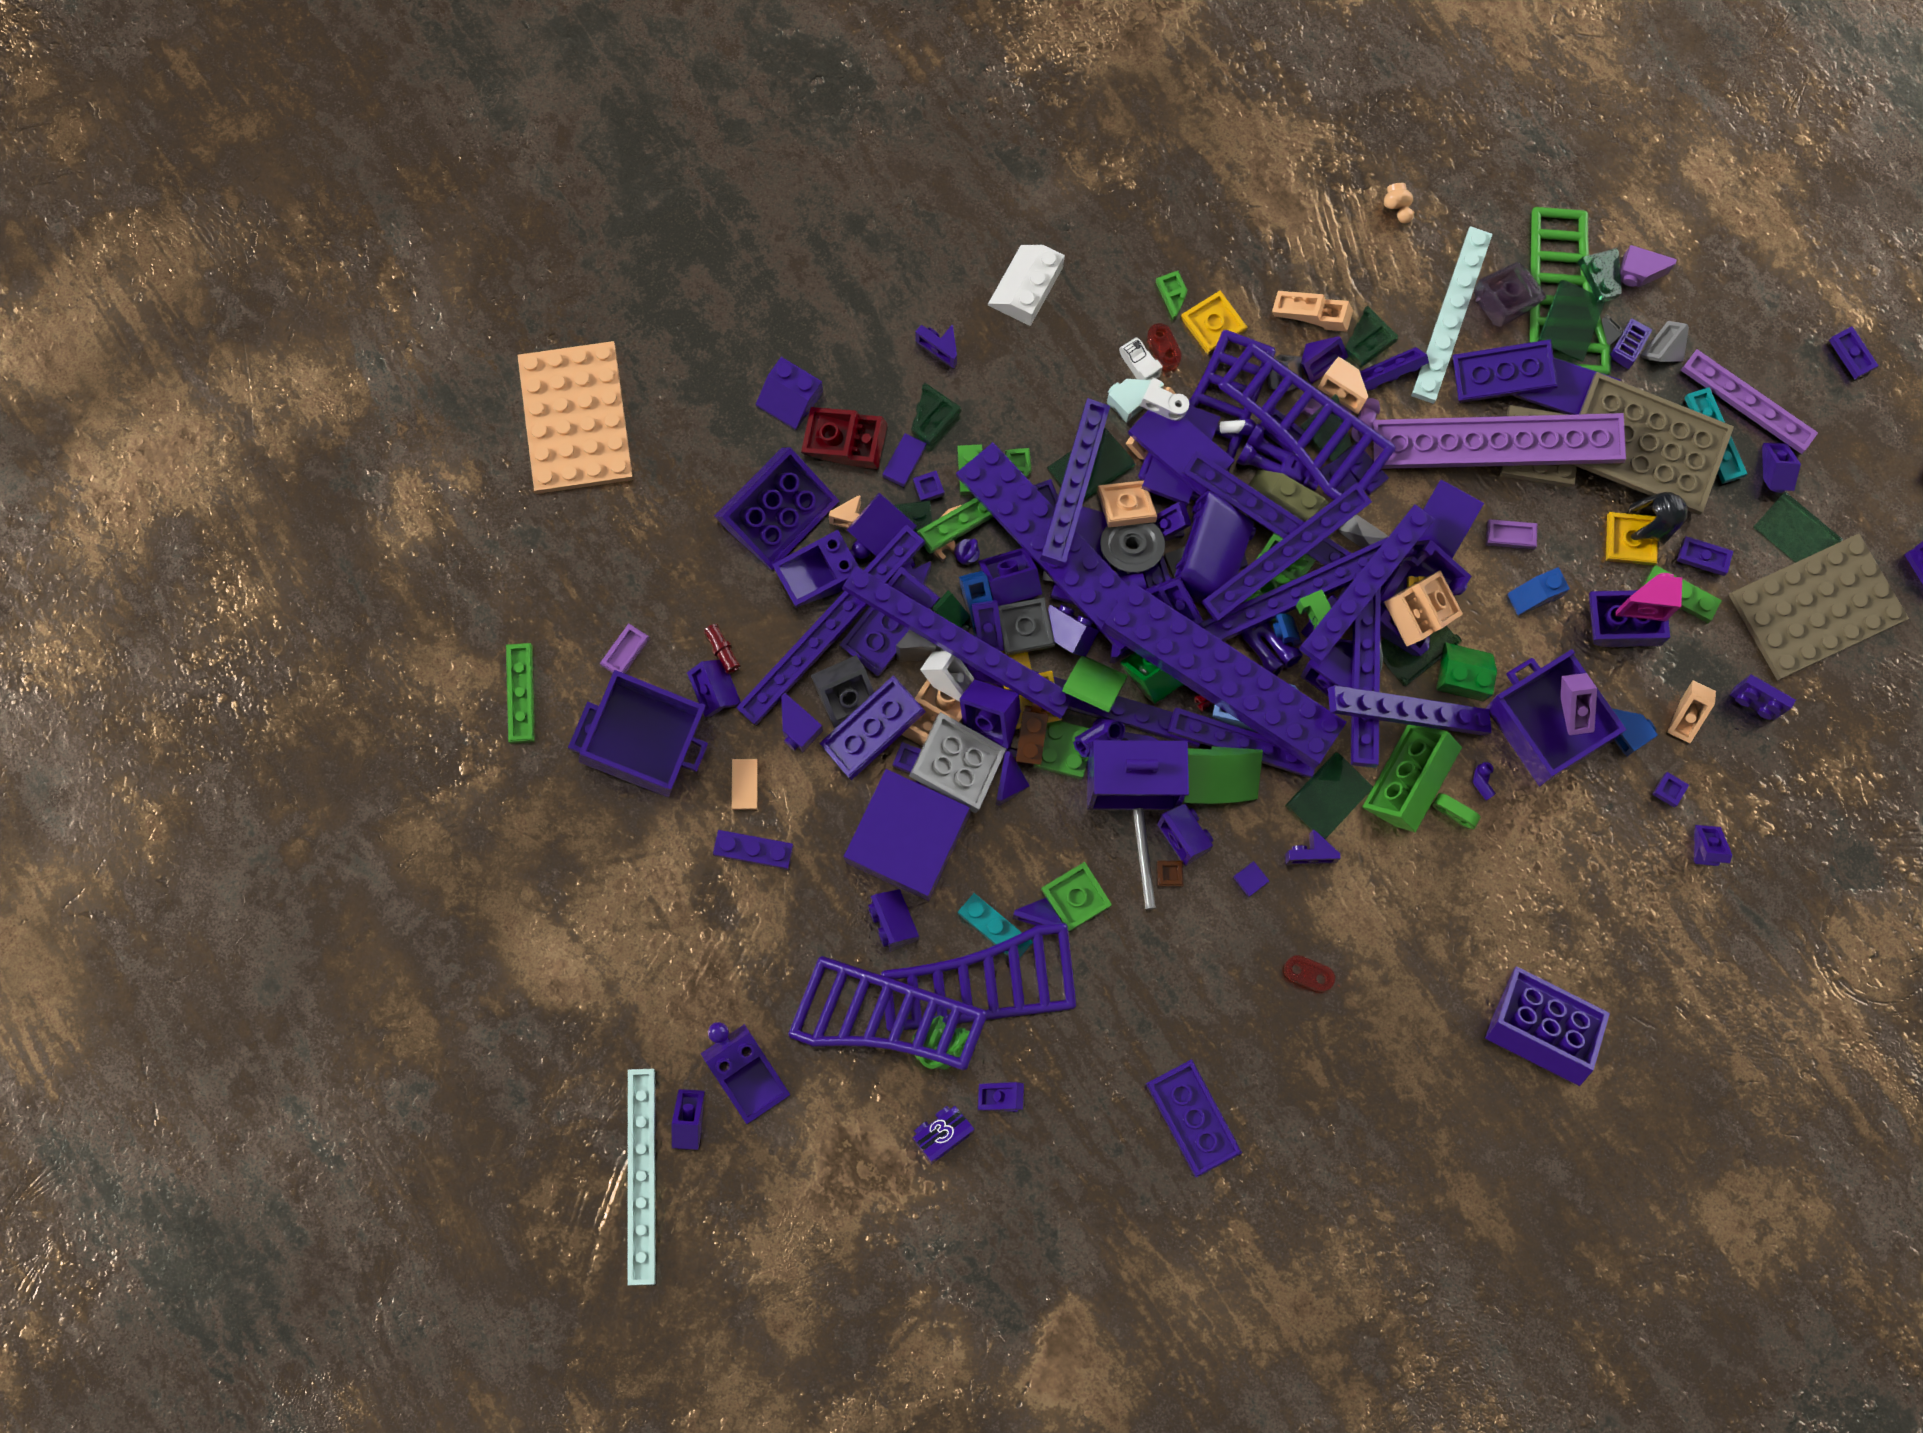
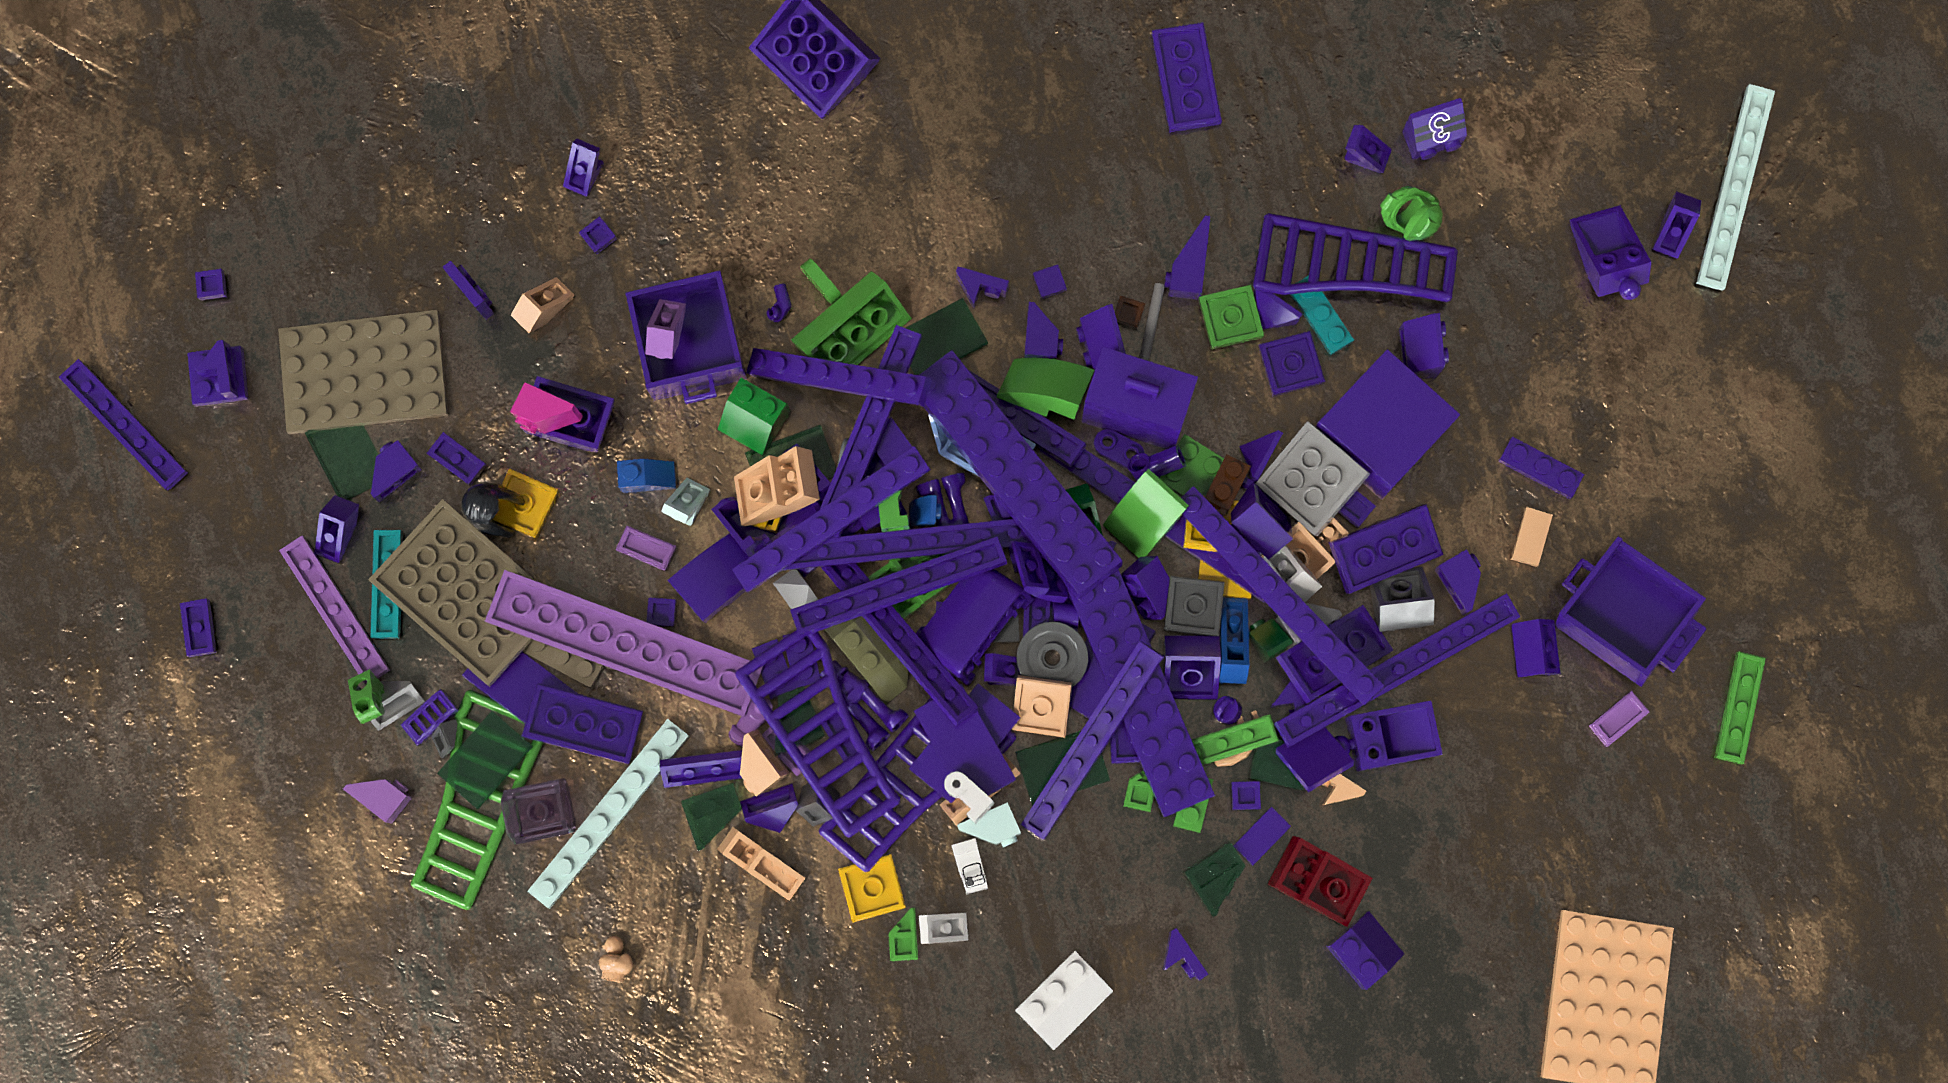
camera: 155 degrees left, 5 degrees up
(722, 648) = (1517, 686): dark red pin -> none
(777, 507) = (1417, 823): dark purple slope -> none
(869, 1039) = (1484, 236): dark purple bar -> none
(987, 623) = (1235, 614): dark purple plate -> none
(1007, 873) = (1291, 363): none -> dark purple tile
(1129, 928) = (1188, 268): none -> dark purple slope
(1145, 305) = (943, 928): none -> white slope
(1164, 345) = (939, 876): clear red plate -> none
(1241, 427) = (894, 750): white arm -> none
(1241, 823) = (1041, 335): none -> dark purple slope
(1309, 972) = (1027, 173): clear red plate -> none
(1477, 483) = (661, 612): none -> dark purple plate
(1495, 579) = (686, 501): none -> light aqua slope
(1602, 274) = (427, 802): clear green wing -> none
(1638, 731) = (612, 305): blue slope -> none
(1691, 333) = (366, 701): none -> bright green leg
(1694, 600) = (497, 429): bright green plate -> none
(1756, 529) = (392, 469): none -> dark purple slope

